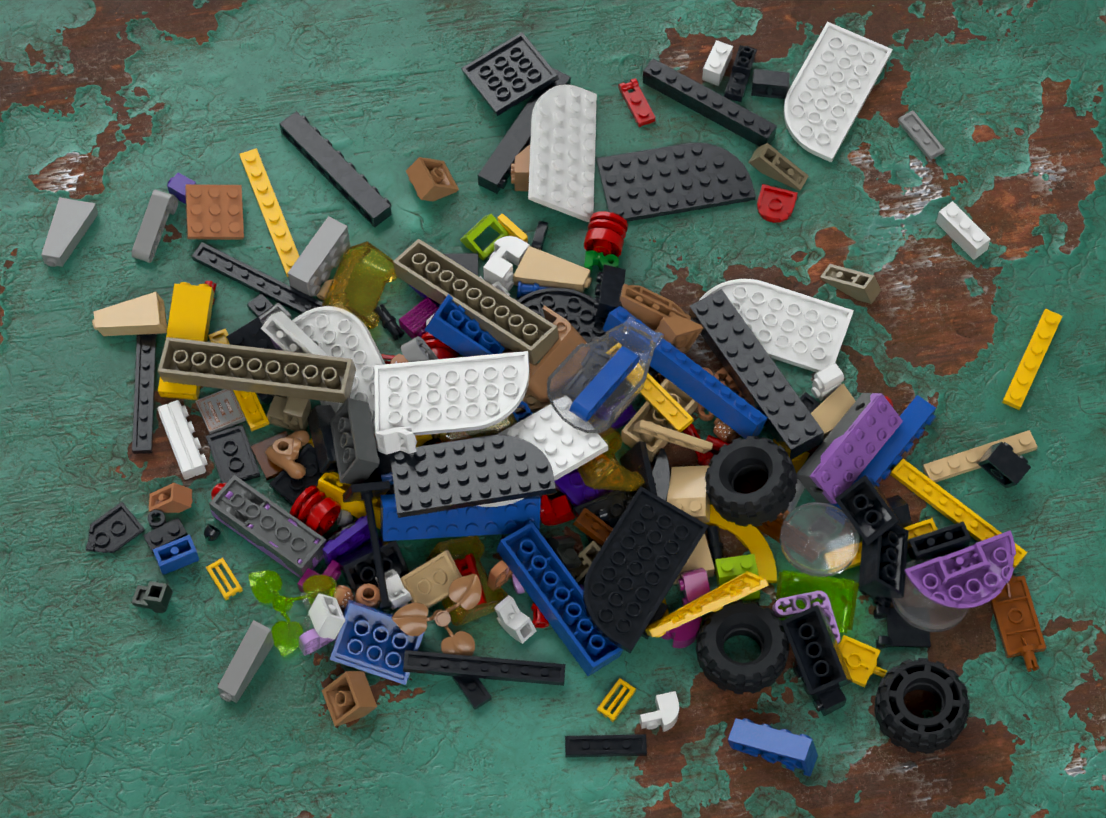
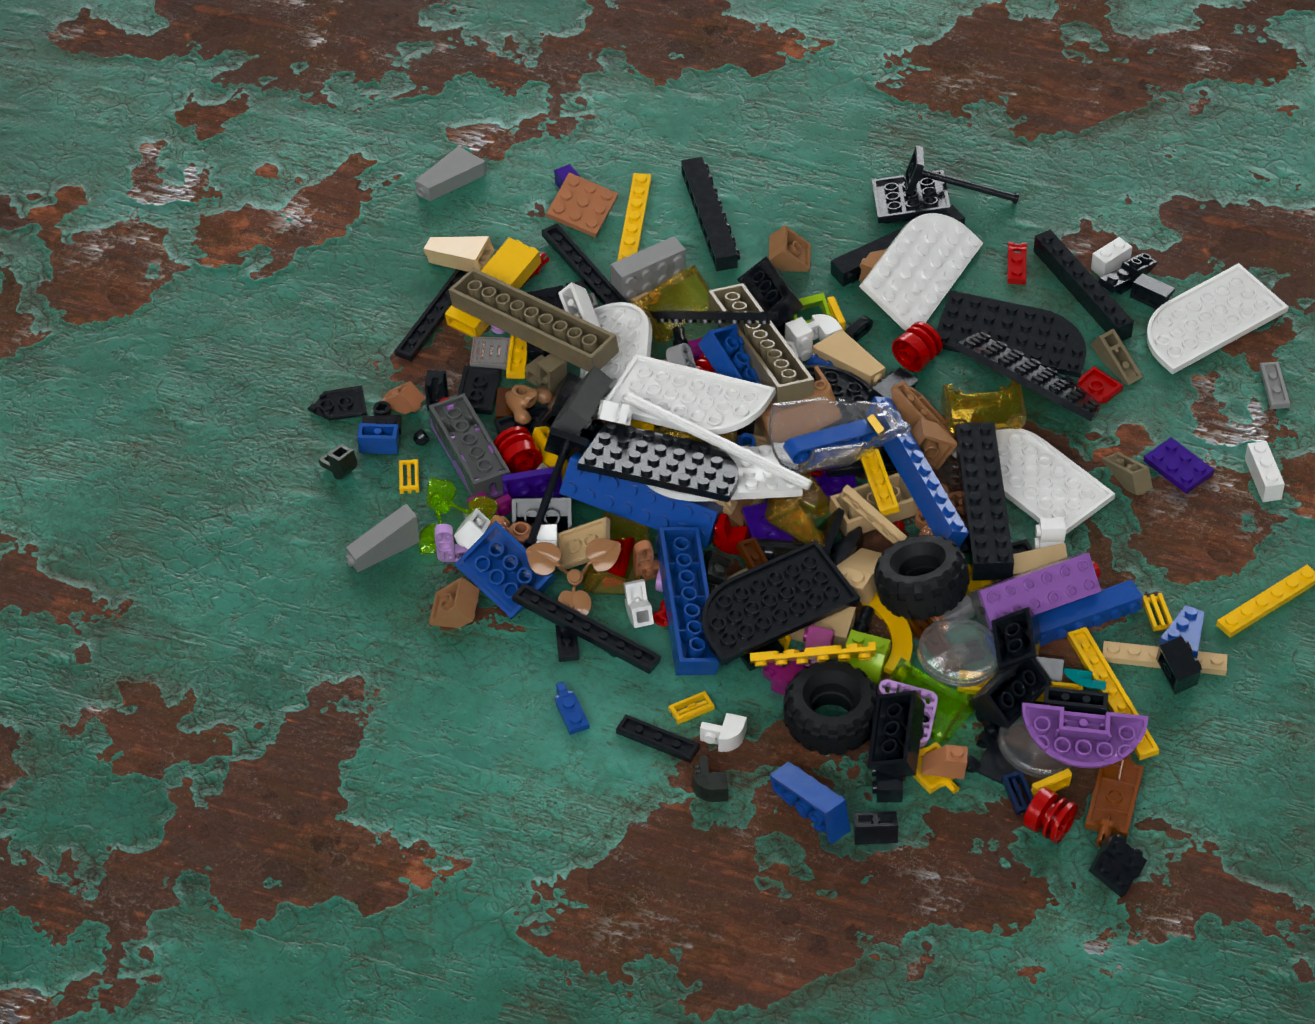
camera: 30 degrees right, 15 degrees down
(153, 224) = (531, 186): light grey beam -> none
(181, 439) = (445, 351): white brick -> none
(199, 477) = (435, 386): none -> black hinge
(421, 290) = (718, 316): none -> black plate
(447, 235) = (771, 291): none -> black brick
(505, 48) = (915, 171): none -> black tile
(507, 430) = (718, 441): none -> white axle
(513, 754) = (570, 710): none -> blue hinge
(595, 258) = (894, 362): green leg -> none
(638, 350) = (876, 425): none -> yellow tile
(679, 773) = (709, 786): none -> pearl dark grey brick
(700, 275) = (1002, 407): none -> clear yellow windscreen
(723, 224) = (1029, 374): none -> black plate
(841, 744) = (875, 827): none -> black hinge
(867, 654) = (946, 761): none -> nougat slope
(887, 254) = (1178, 465): none -> dark purple plate
(909, 730) = (965, 847): black tyre -> none
(927, 512) = (1084, 678): none -> teal slope
(939, 401) = (1154, 599): none -> yellow tile
(941, 644) = (1012, 776): none -> dark blue tile
(959, 630) = (1054, 782): none -> yellow tile
(977, 663) = (1050, 815): none -> red wheel
(985, 423) = (1188, 625): none -> wing
(1056, 683) = (1117, 864): none -> black plate

